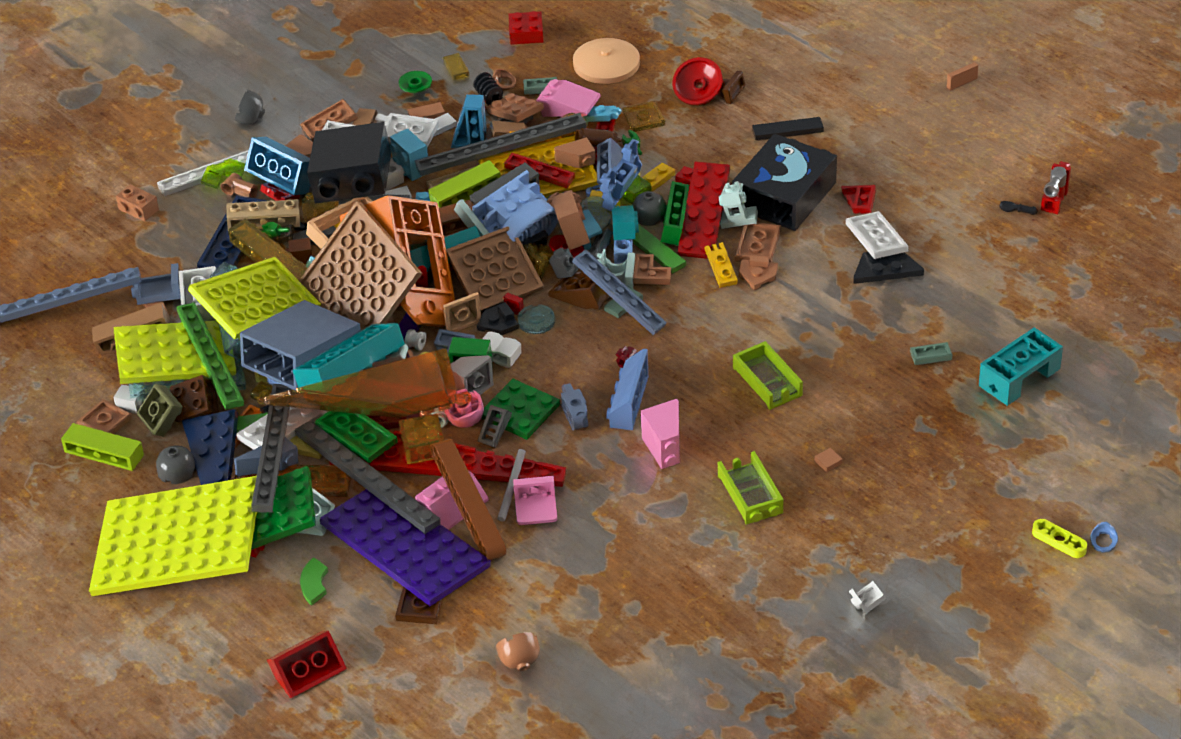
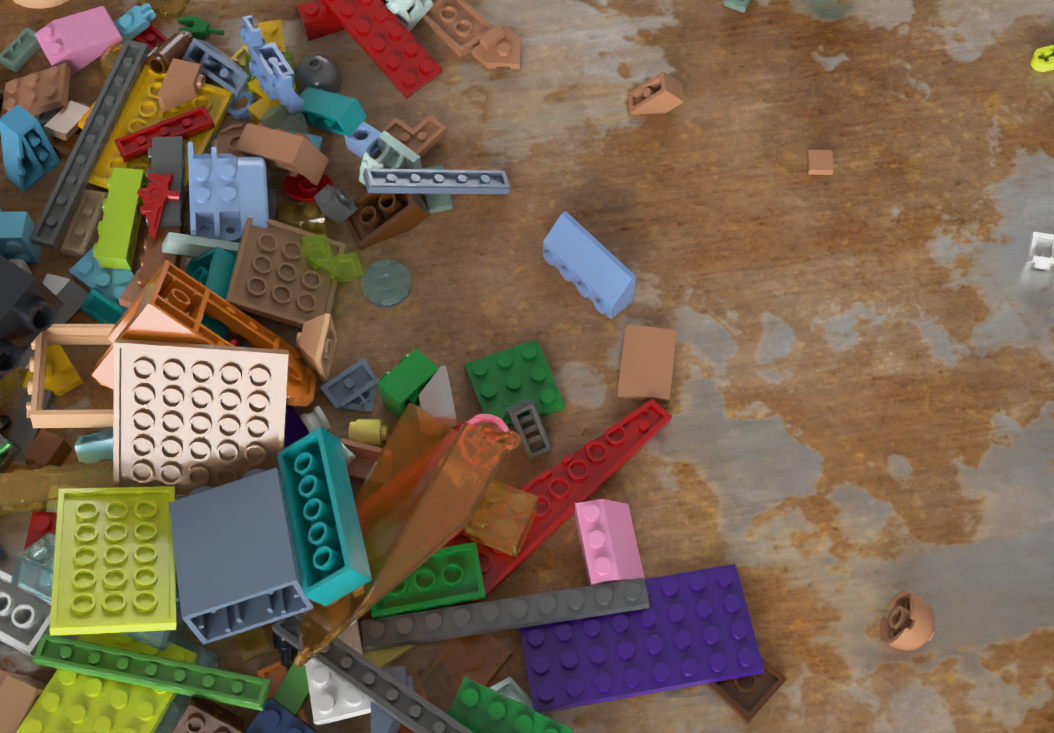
camera: 55 degrees left, 20 degrees up
(468, 499) = (643, 529): dark orange beam -> none
(486, 187) = (156, 198): none -> red piece
(498, 319) = (355, 319): black plate -> none
(504, 350) = (414, 336): white brick -> none
(510, 487) = (638, 469): light grey bar -> none
(514, 302) = (348, 289): red plate -> none
(519, 276) = (319, 254): none -> clear neon green tile
(535, 500) = (681, 463): bright pink bracket -> none
(574, 407) = (563, 333): sand blue piece -> none
(592, 456) = (647, 363): none -> nougat tile
(600, 242) = (340, 163): dark grey hinge -> none
(624, 354) = (531, 237): dark red gear -> none
(661, 432) = (687, 276): bright pink slope -> none
(662, 253) = (405, 109): bright green tile -> none
(675, 213) = (356, 59): green brick -> none
(721, 265) = (464, 71): yellow hinge -> none
(751, 489) = (815, 250): lime door -> none
(768, 375) = (661, 134): lime door -> none
(798, 356) = (656, 95): none -> nougat slope

